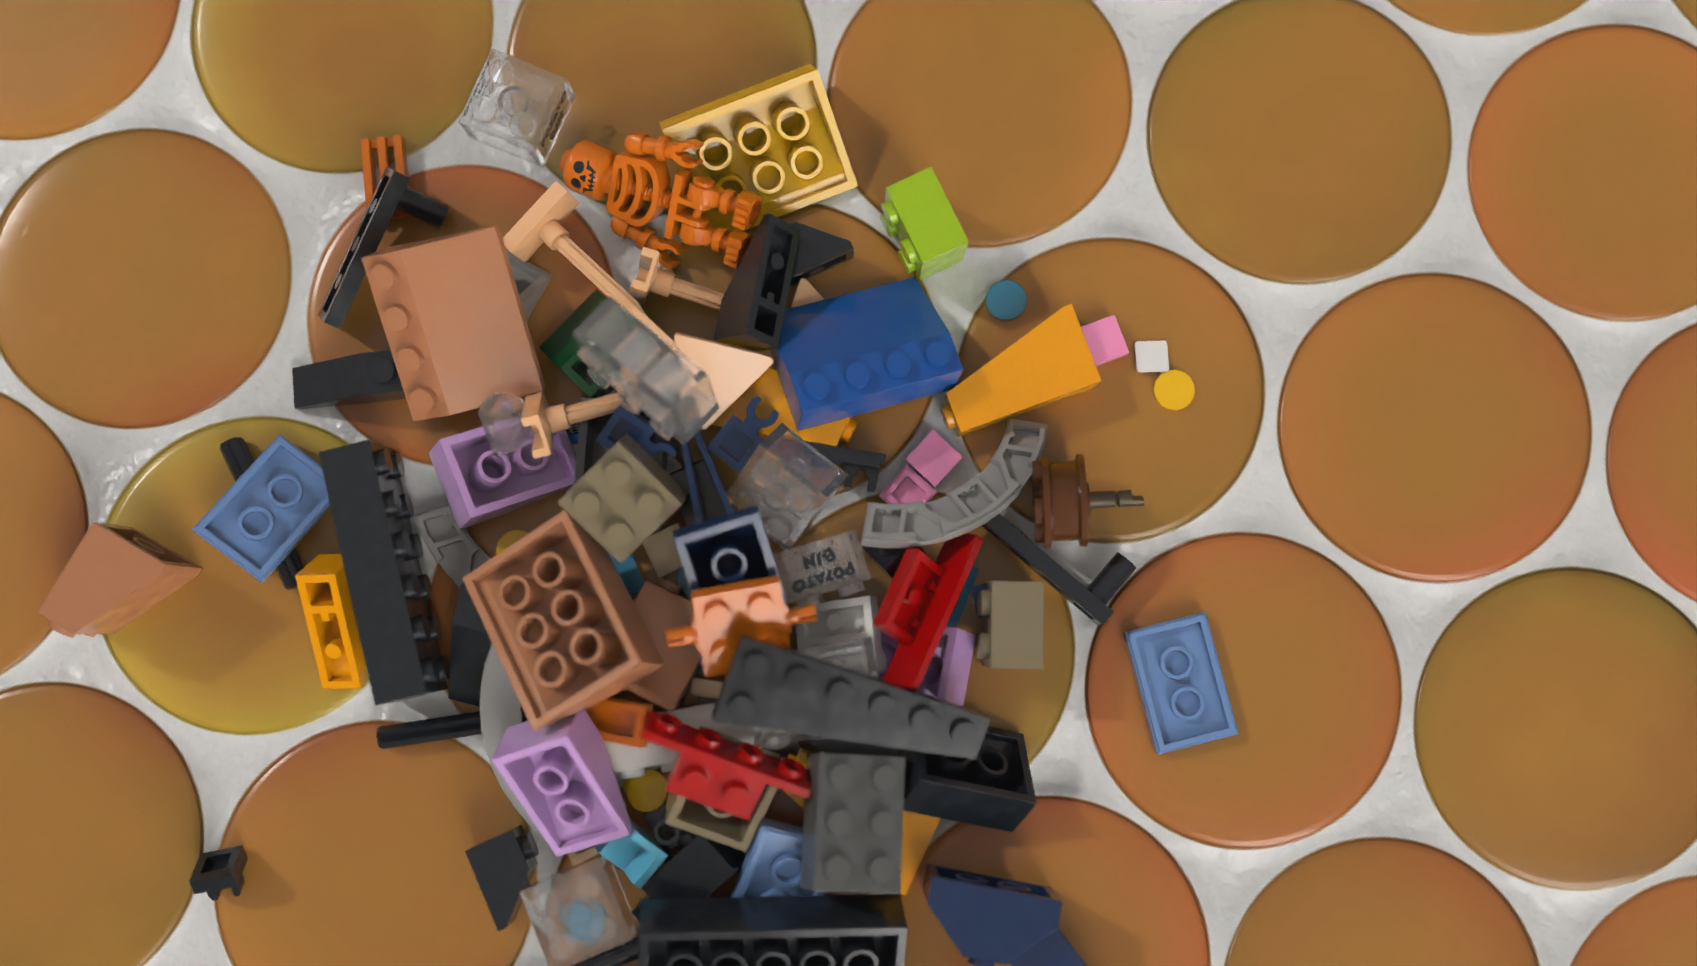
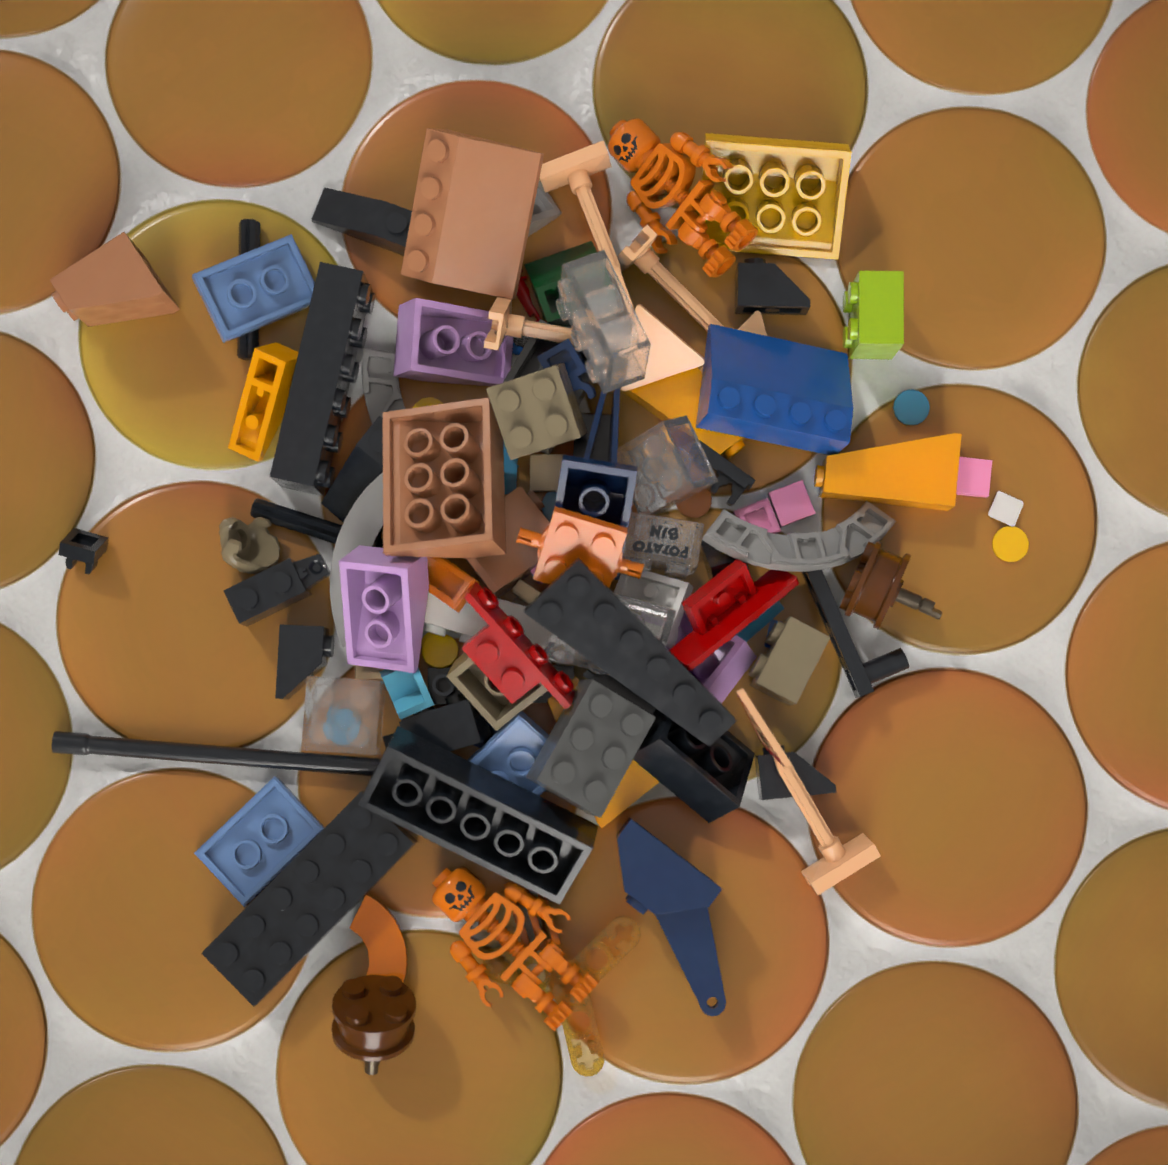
camera: 30 degrees right, 0 degrees up
(382, 144) = (479, 46): orange tile -> none
(390, 194) = (467, 89): black piece -> none
(393, 784) = (248, 546): none -> dark tan hair
(442, 814) = (275, 588): none -> black hinge
(503, 424) = (471, 310): clear plate -> none
(517, 107) = (599, 68): clear brick -> none
(555, 380) = (524, 297): none -> red piece
(739, 438) = (647, 411): dark blue plate -> none
(758, 293) = (720, 302): black slope -> none
(838, 507) = (696, 505): none -> dark orange piece
(1069, 742) = (773, 787): none -> black slope
(1162, 802) = (838, 859): none -> light nougat piece
(1180, 683) = (899, 775): medium blue tile -> none

